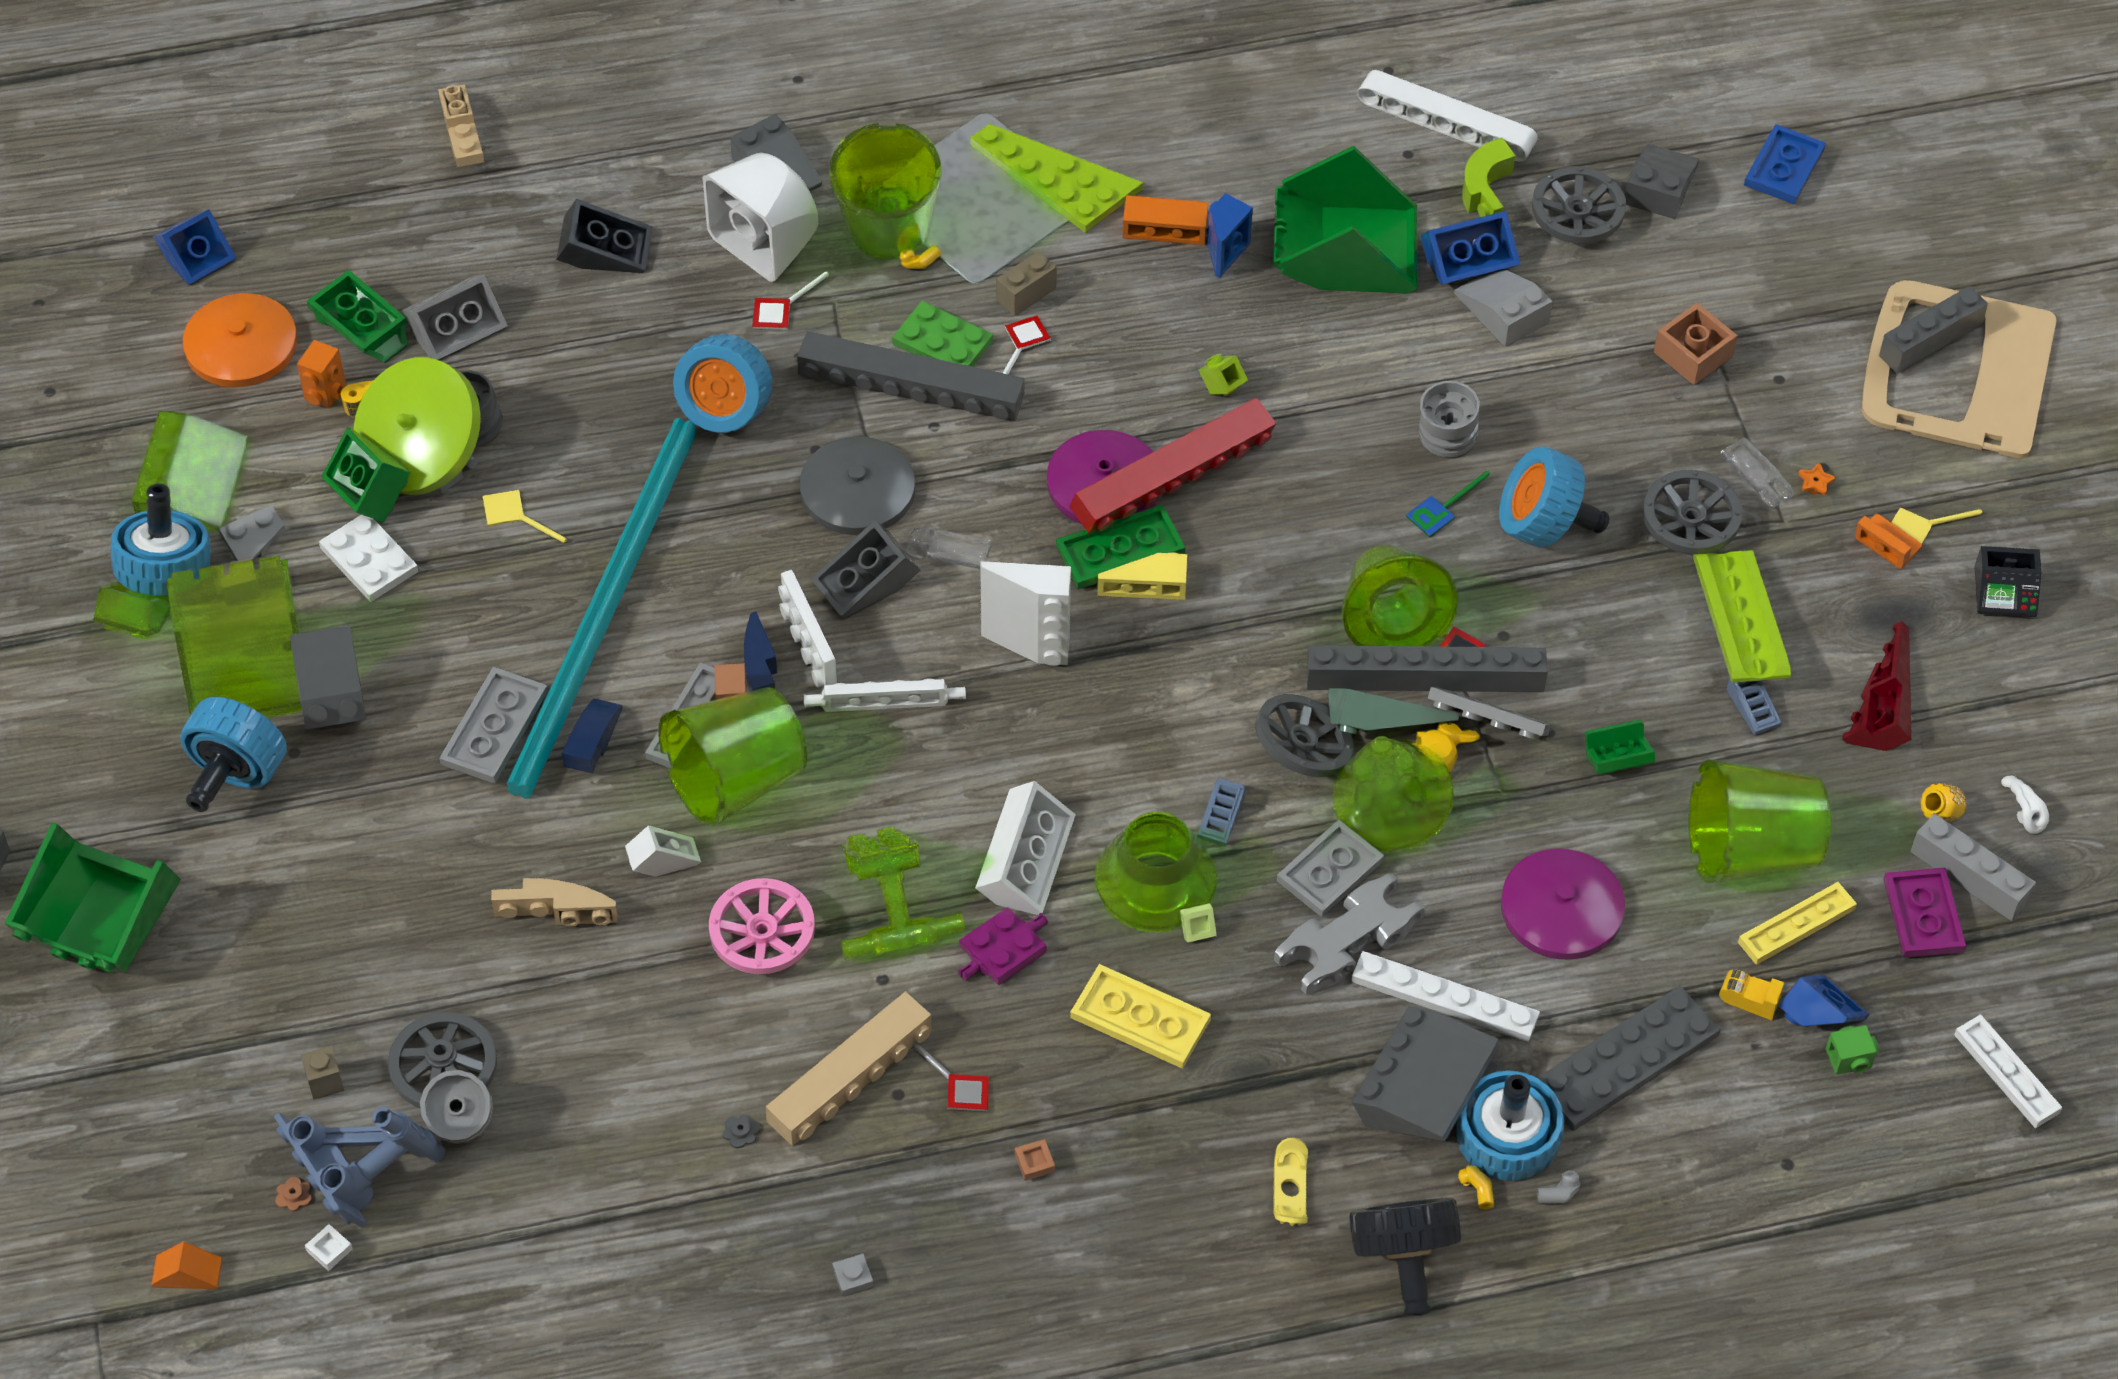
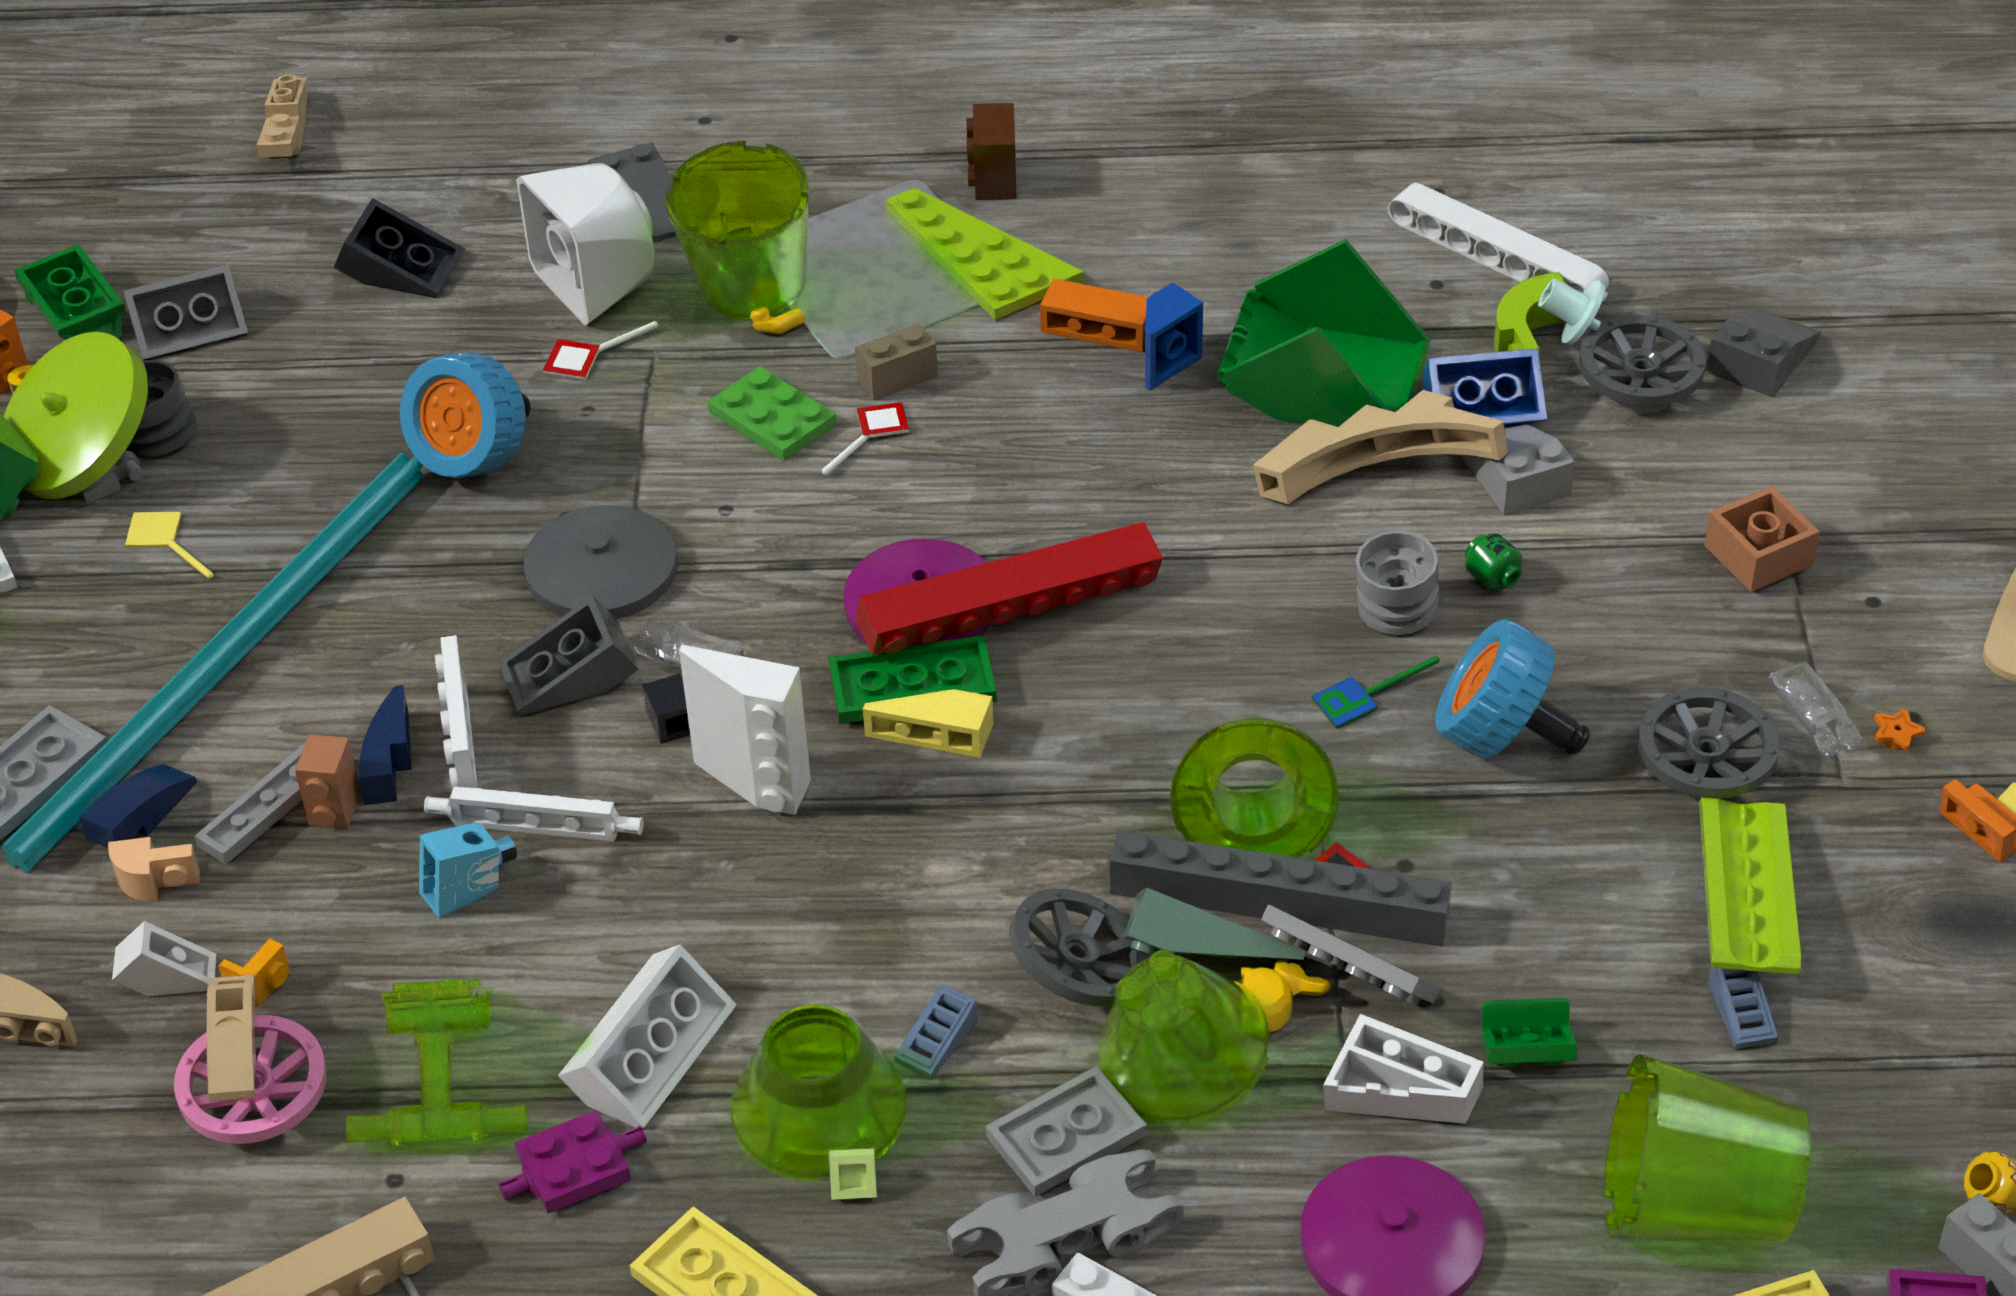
camera: 15 degrees right, 10 degrees down
(616, 784) = (145, 869): none -> light nougat brick
(731, 751) = (293, 843): clear neon green cone -> none
(732, 855) = (267, 965): none -> light orange bracket
(746, 899) = (231, 1038): none -> tan slope
(849, 745) = (460, 866): none -> medium azure torso
(911, 376) = (715, 446): dark grey brick -> none
(953, 597) = (667, 708): none -> black brick
(1044, 85) = (992, 151): none -> reddish brown brick
(1222, 374) = (1112, 494): lime brick -> none
(1401, 298) = (1374, 435): none -> tan arch
(1510, 389) = (1493, 561): none -> green head
(1522, 167) = (1573, 307): none -> light aqua piece
(1545, 793) = (1401, 1076): none -> white wedge
(1784, 164) = (1935, 350): blue plate -> none
(1886, 704) = (1941, 1030): dark red wedge -> none

